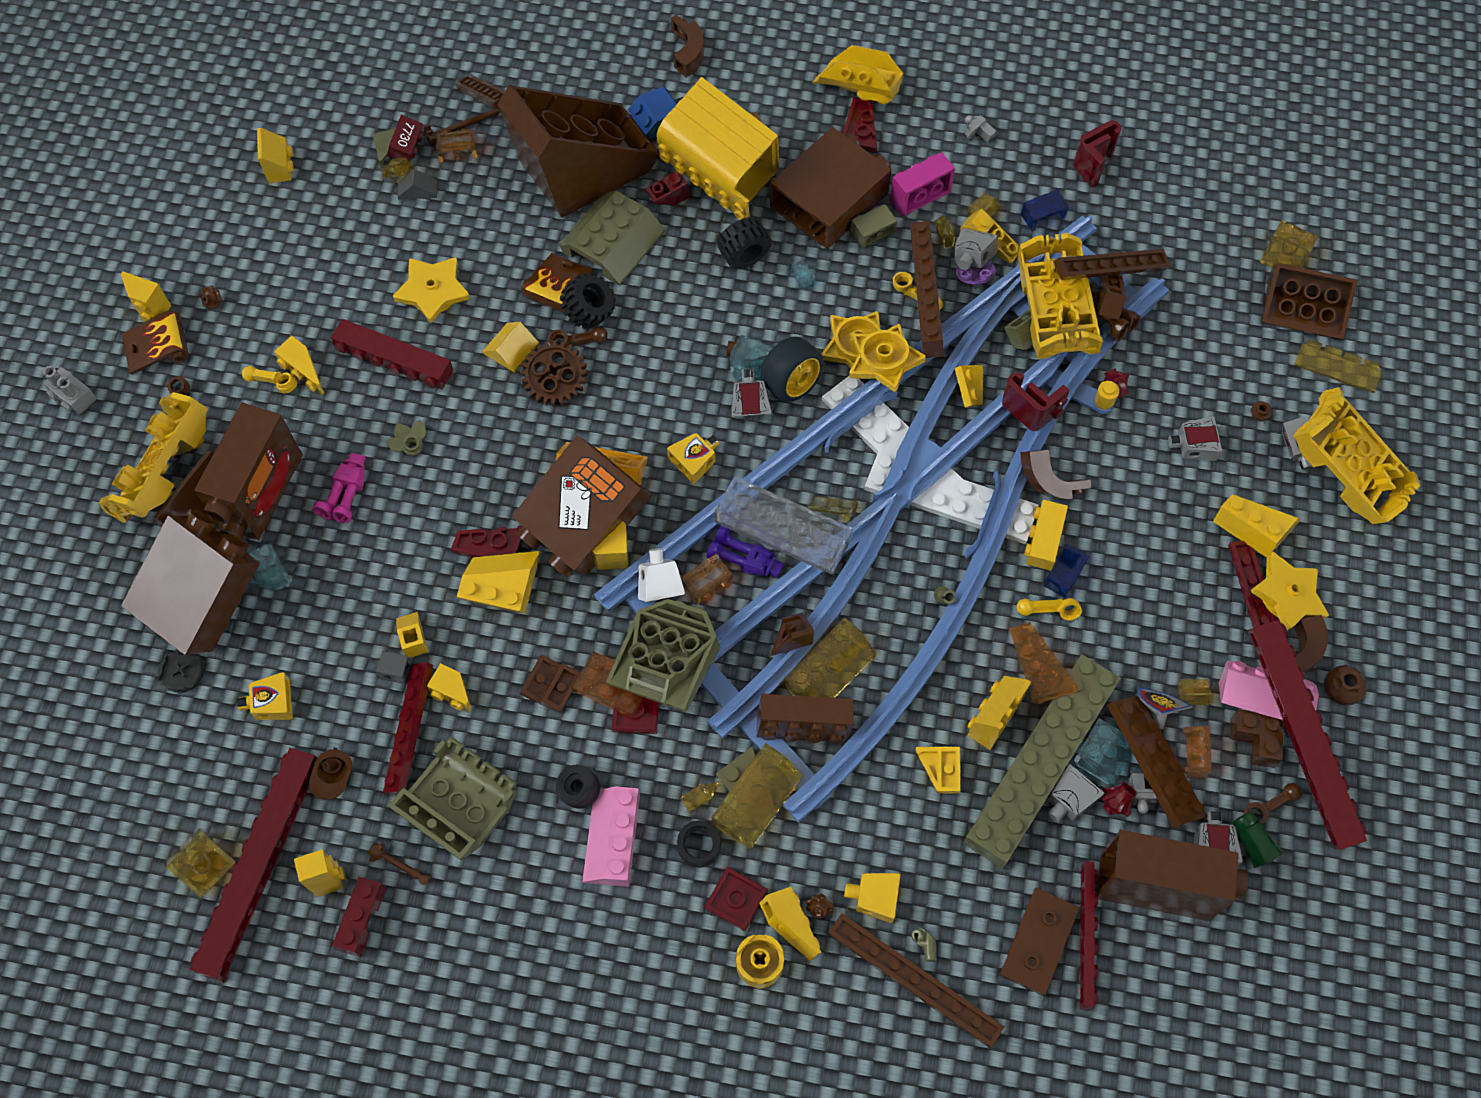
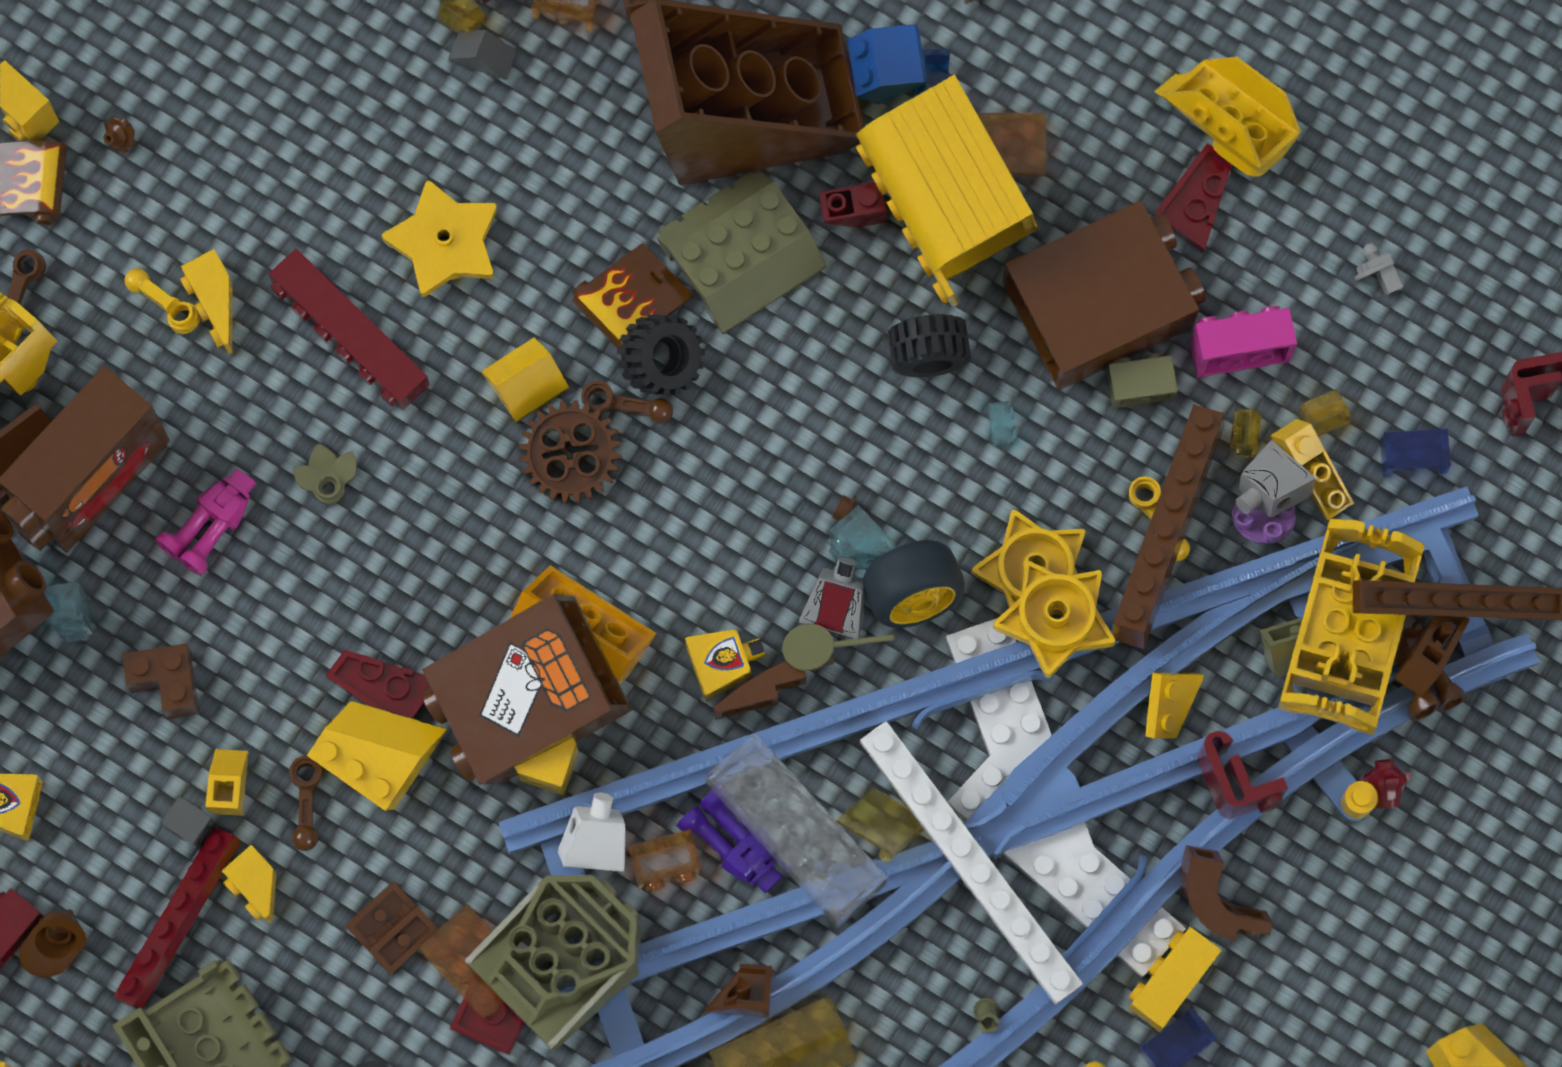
camera: 20 degrees right, 10 degrees up
(344, 583) = (169, 671): none -> reddish brown brick
(473, 648) = (305, 836): none -> reddish brown piece
(727, 460) = (762, 690): none -> reddish brown slope
(748, 425) = (812, 646): none -> olive piece
(897, 509) = (971, 863): none -> white plate
(1198, 440) = (1464, 918): torso -> none

